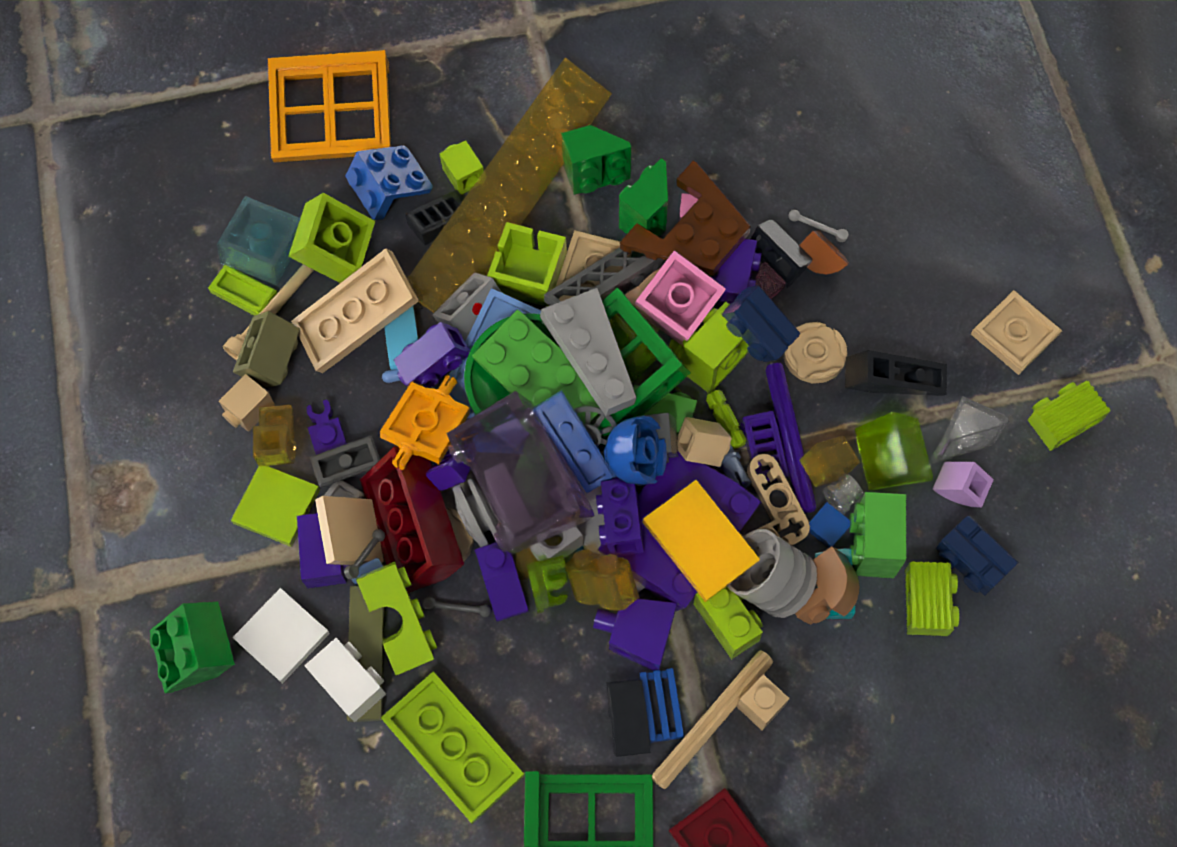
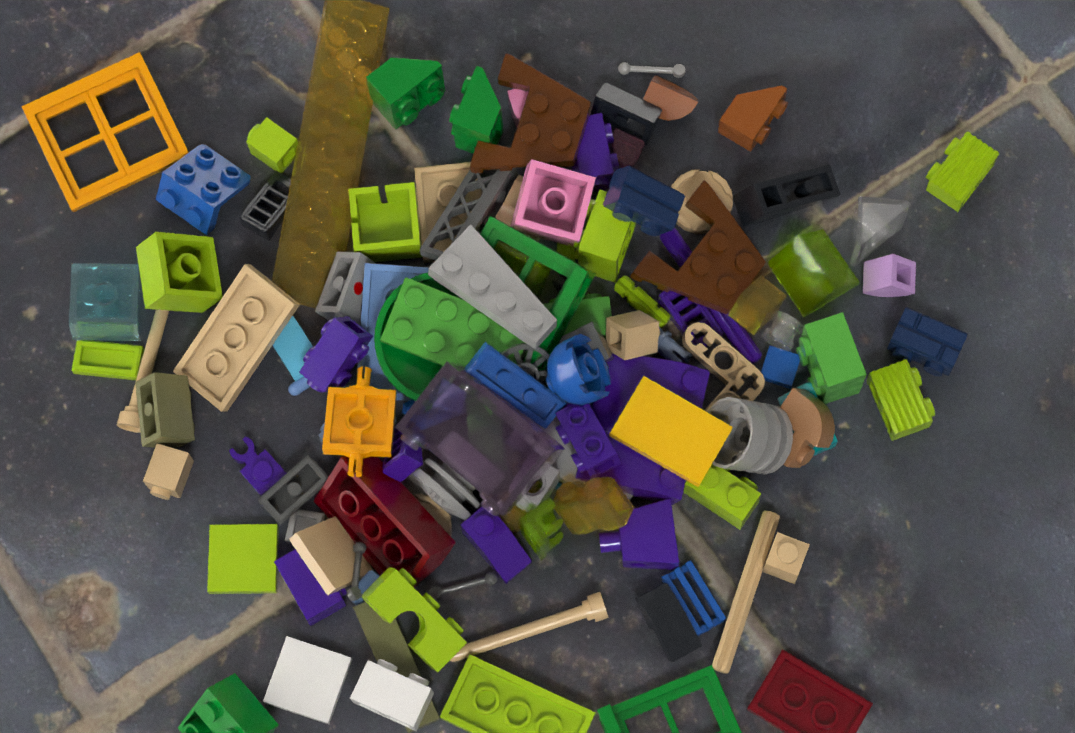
camera: 20 degrees left, 5 degrees up
(274, 436) = (214, 492): clear yellow brick -> none
(563, 675) = (591, 609): none -> tan piece
(806, 412) = (718, 266): none -> reddish brown wing
(891, 294) = (750, 114): none -> dark orange slope
(1016, 332) = (883, 106): tan tile -> none

